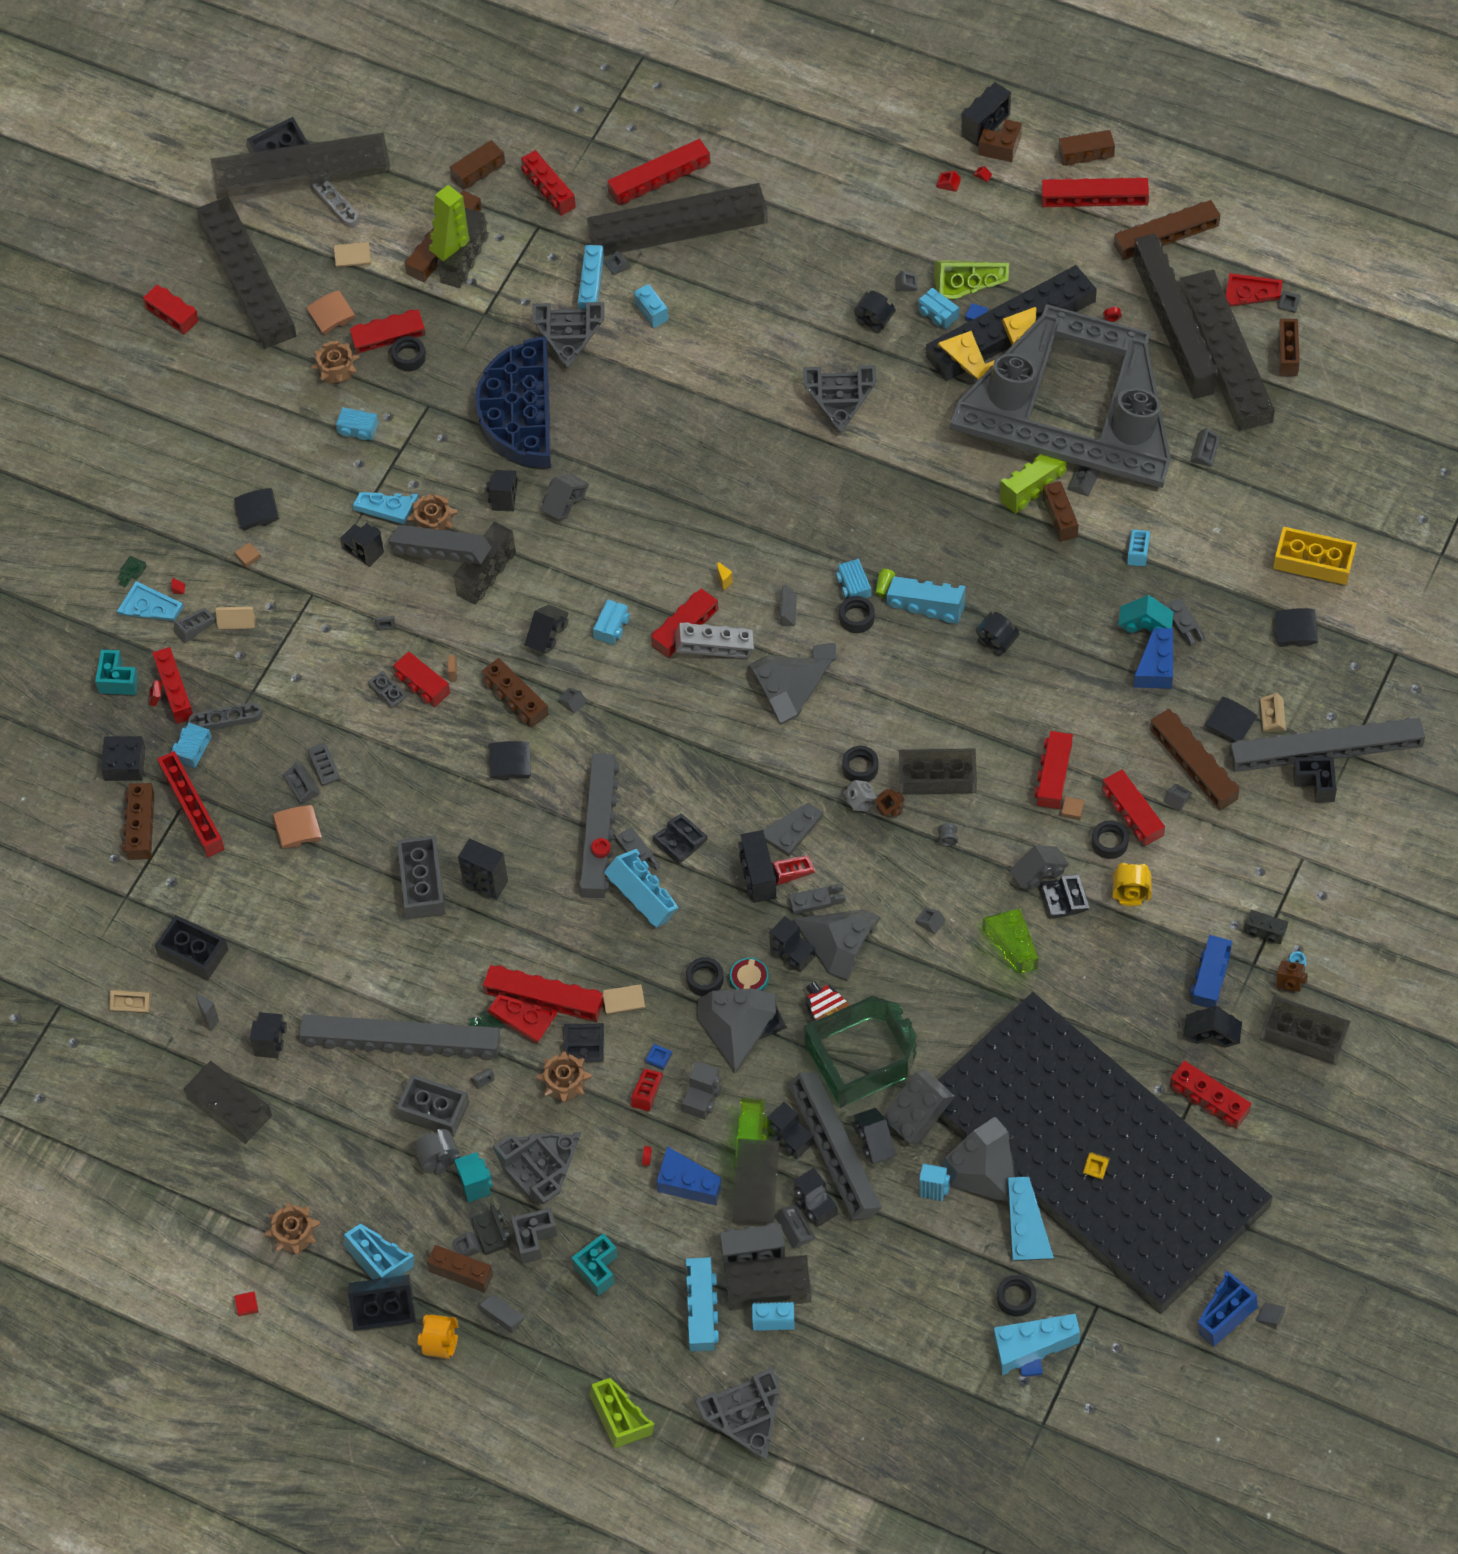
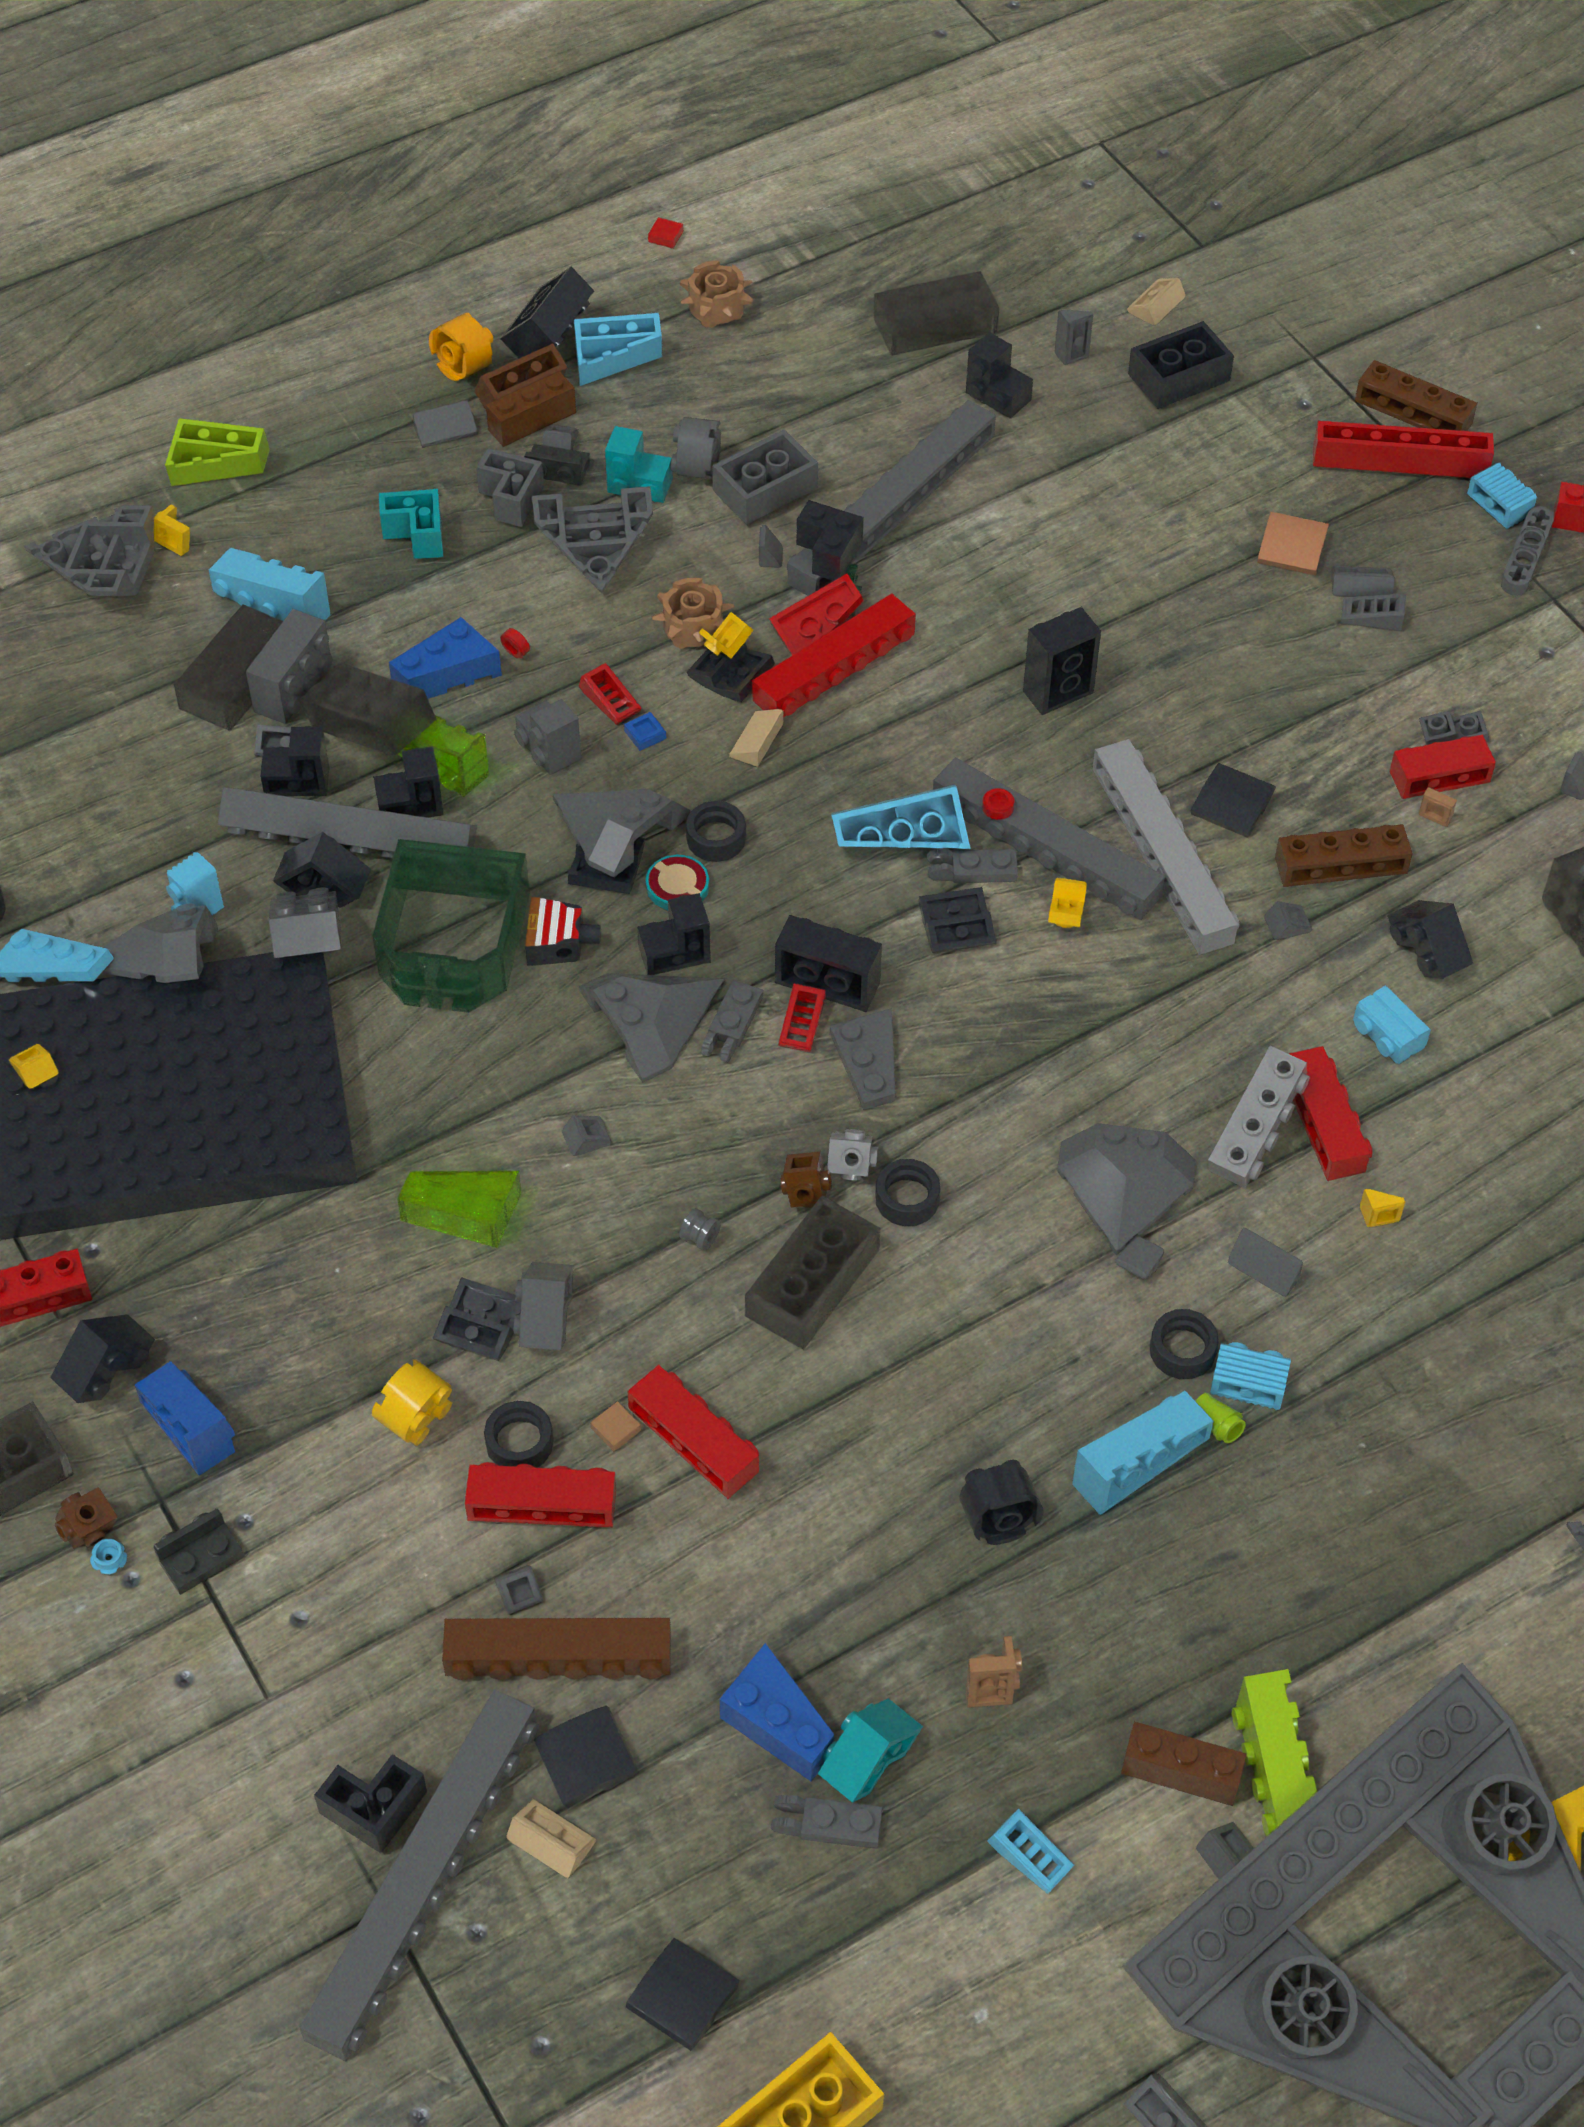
camera: 120 degrees right, 5 degrees down
(123, 758) = (1528, 422): black brick -> none
(421, 877) = (1129, 617): dark grey brick -> none
(442, 1286) = (519, 374): none -> reddish brown brick
(471, 1023) = (831, 536): none -> black brick
(564, 773) = (1165, 846): none -> light grey brick
(572, 1044) = (728, 636): none -> yellow bracket
(637, 792) = (1067, 902): none -> yellow bracket
(694, 1392) = (171, 532): none -> yellow bracket
(773, 1316) = (185, 646): medium azure brick -> none
(1080, 588) = (993, 1677): none -> medium nougat bracket

